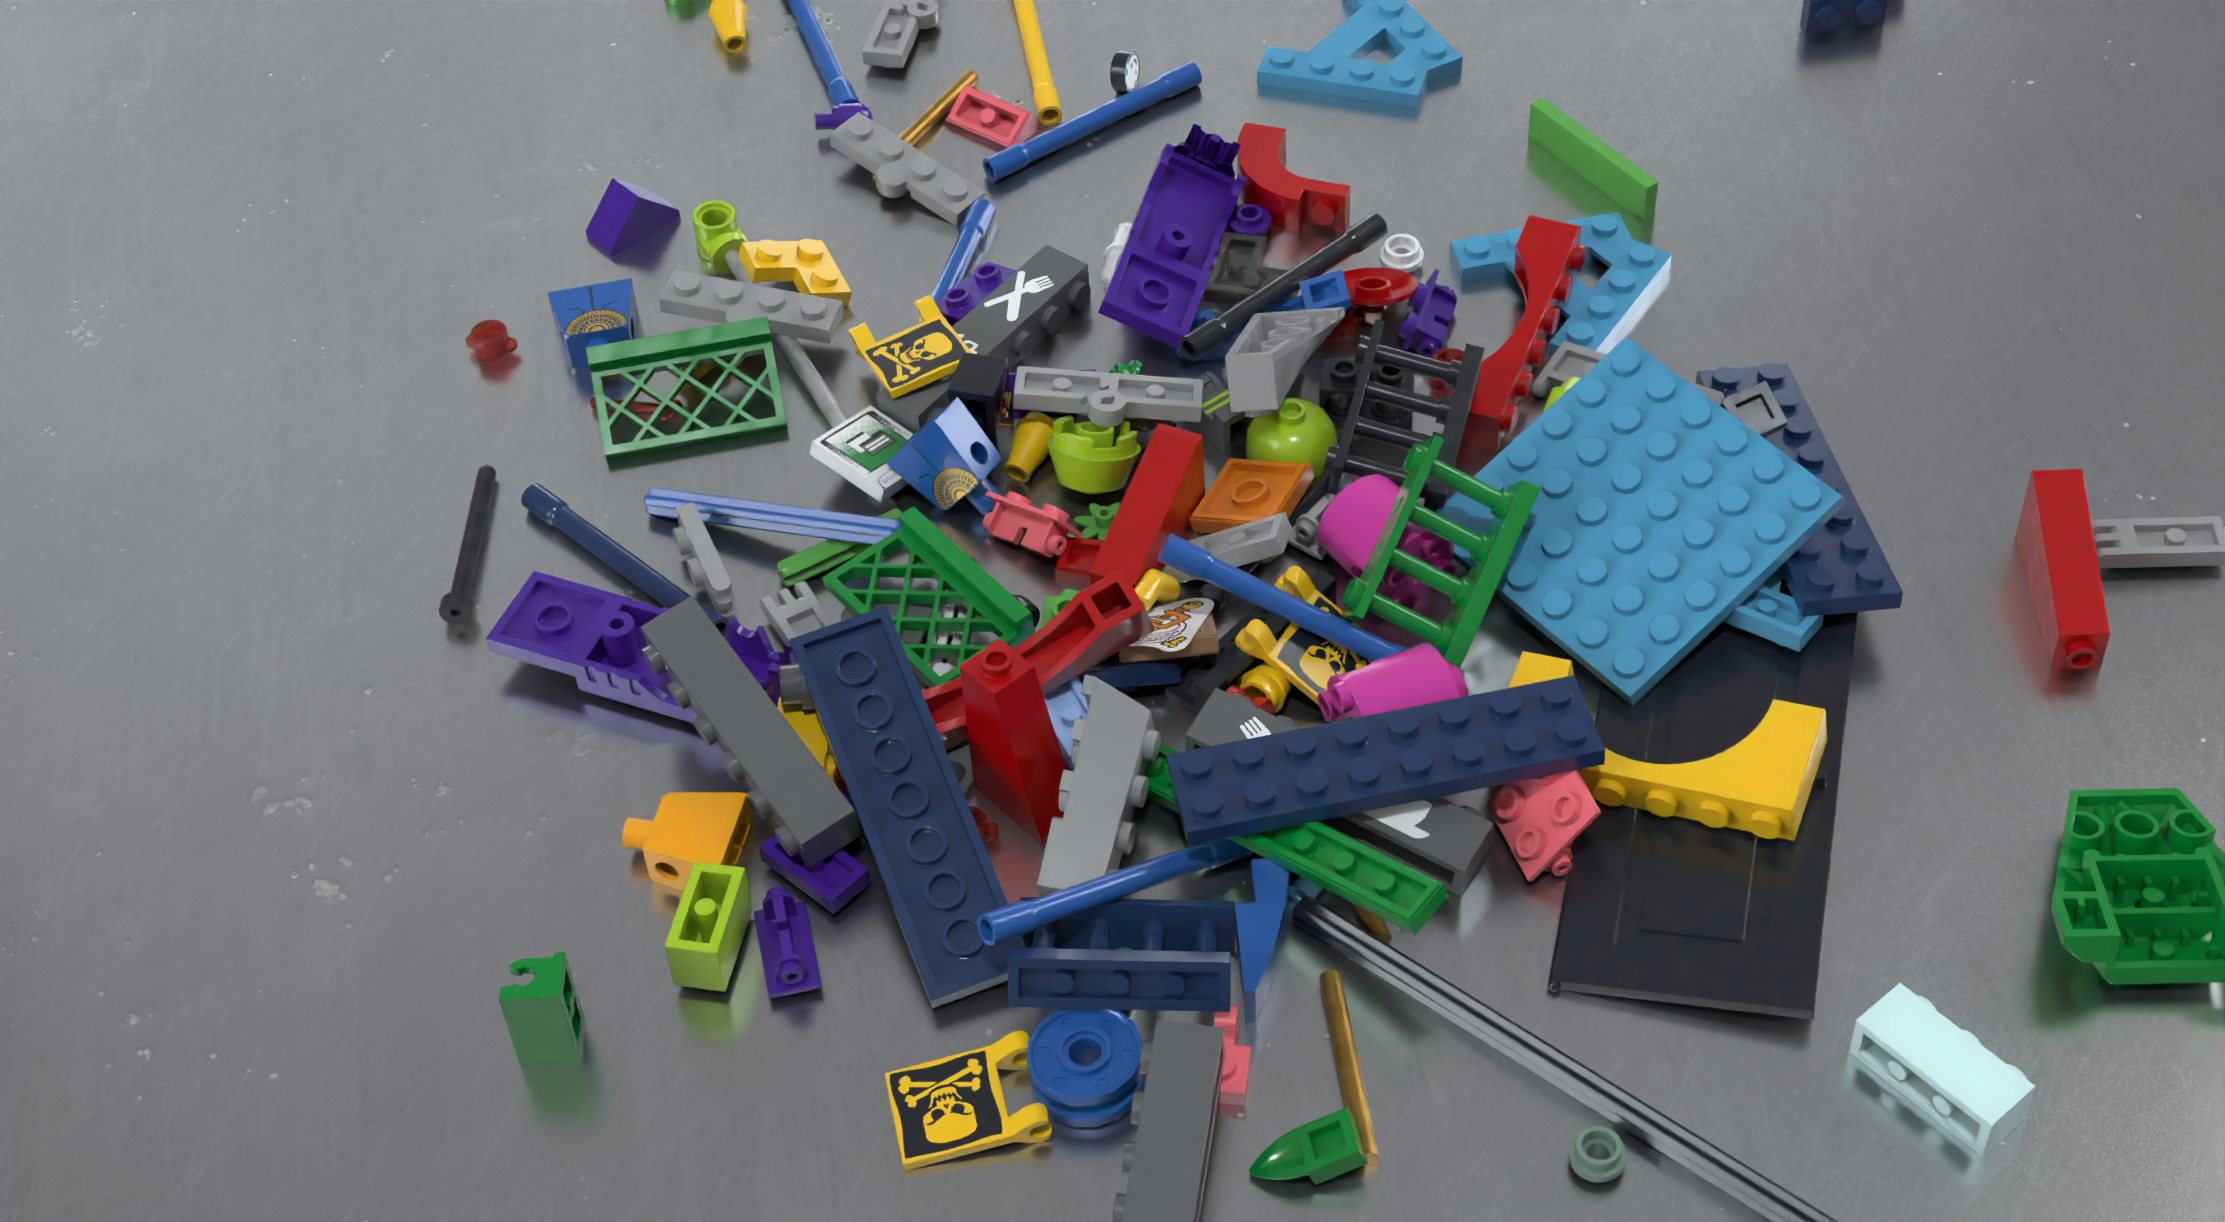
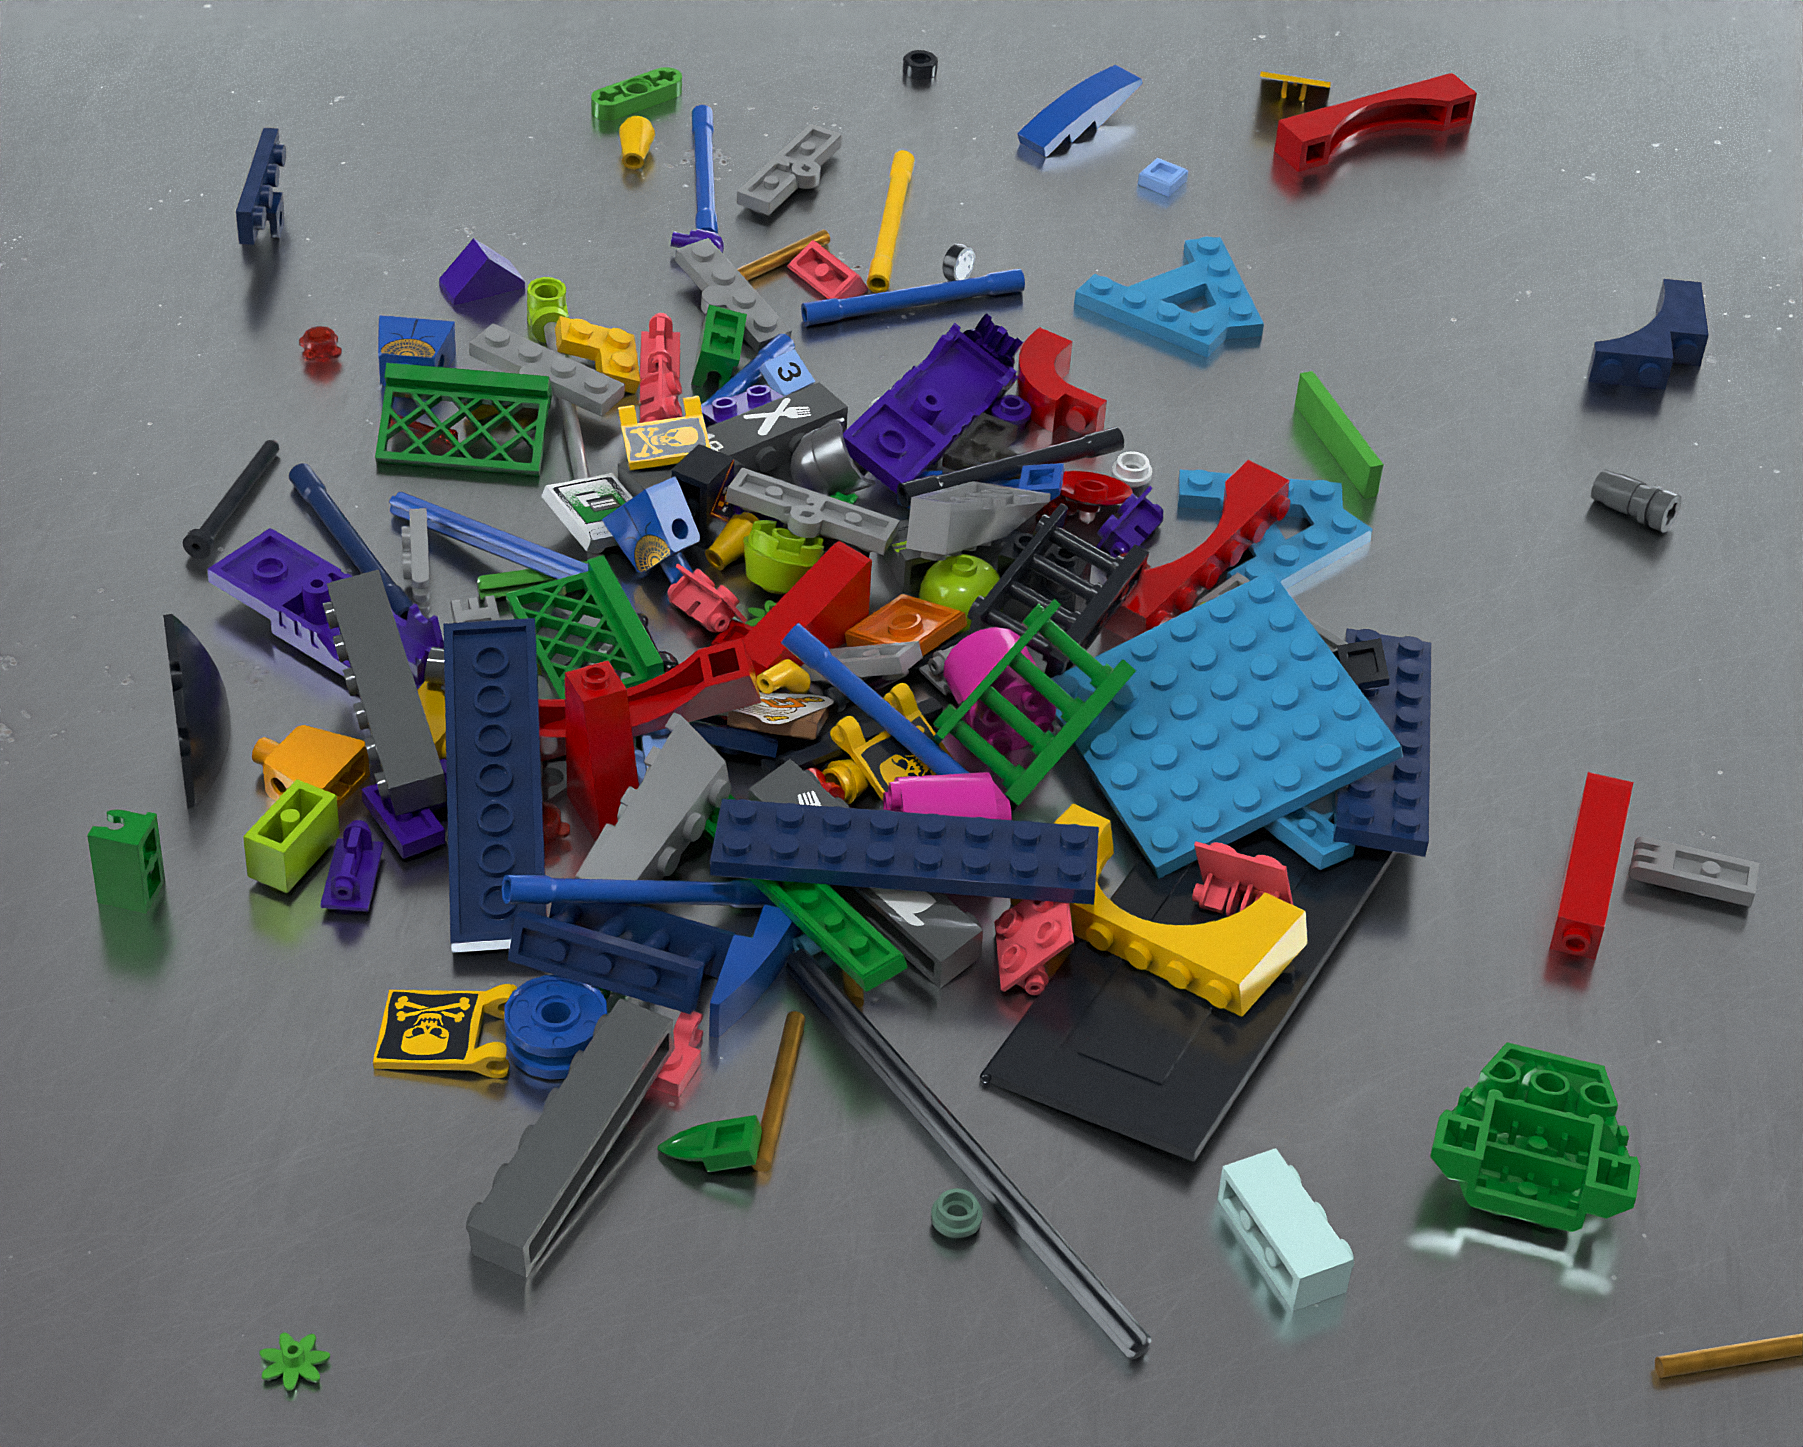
camera: 10 degrees right, 5 degrees down
(363, 197) = (258, 200): none -> dark blue plate
(546, 810) = (200, 710): none -> black brick
(857, 252) = (658, 344): none -> coral hinge
(878, 305) = (660, 395): none -> coral hinge
(918, 230) = (719, 344): none -> green hinge
(1002, 242) = (787, 373): none -> light blue tile
(1093, 335) = (824, 463): none -> flat silver helmet
(1712, 682) = (1237, 875): none -> coral hinge
(1915, 150) = (1634, 498): none -> dark grey axle

